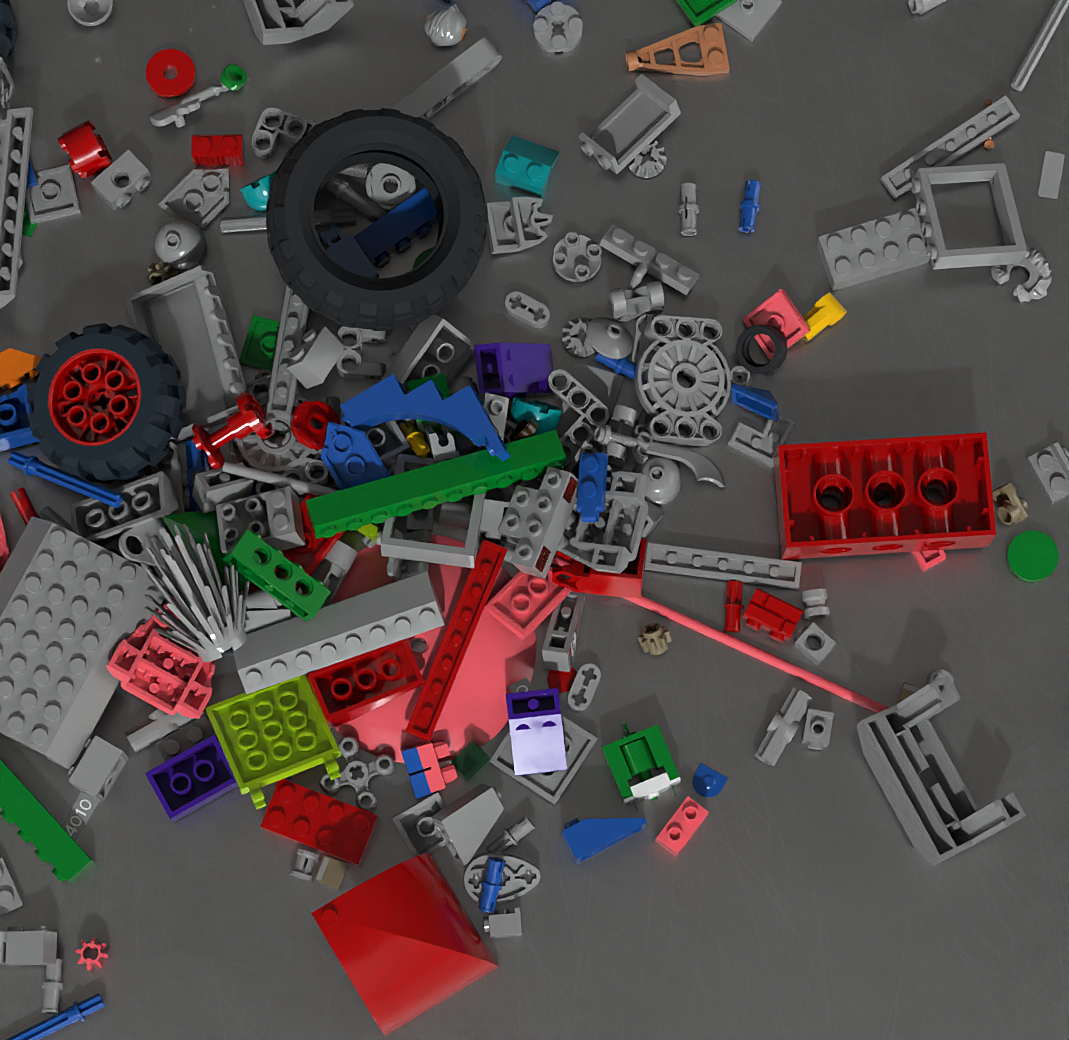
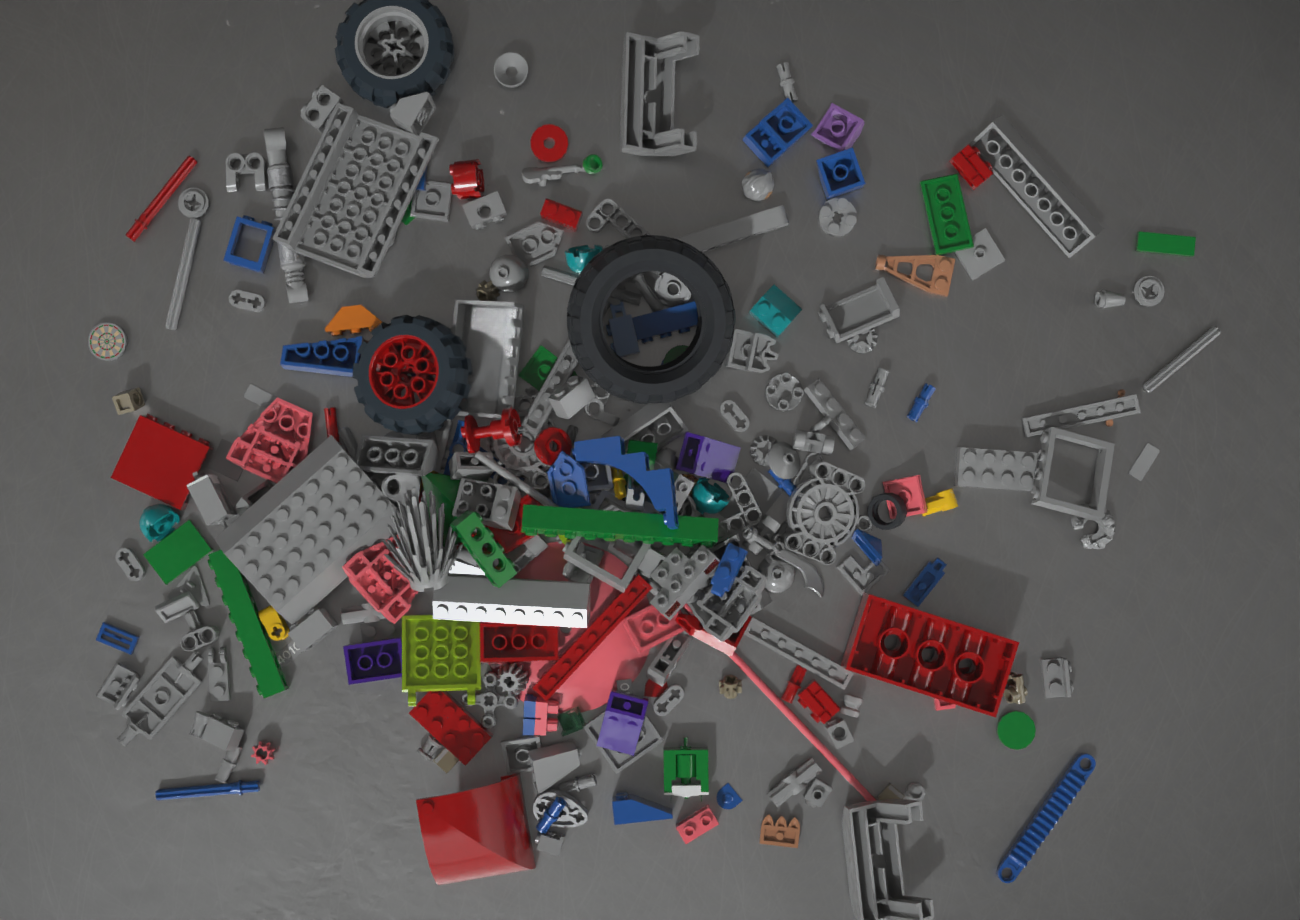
camera: 20 degrees right, 10 degrees up
(32, 466) = (346, 395): blue axle -> none
(43, 780) = (273, 621): none -> yellow piece
(379, 725) = (512, 678): none -> light grey gear
(525, 429) = (697, 508): dark brown tile -> none
(791, 798) = (780, 833): none -> nougat plate
(845, 414) = (925, 582): none -> blue hinge

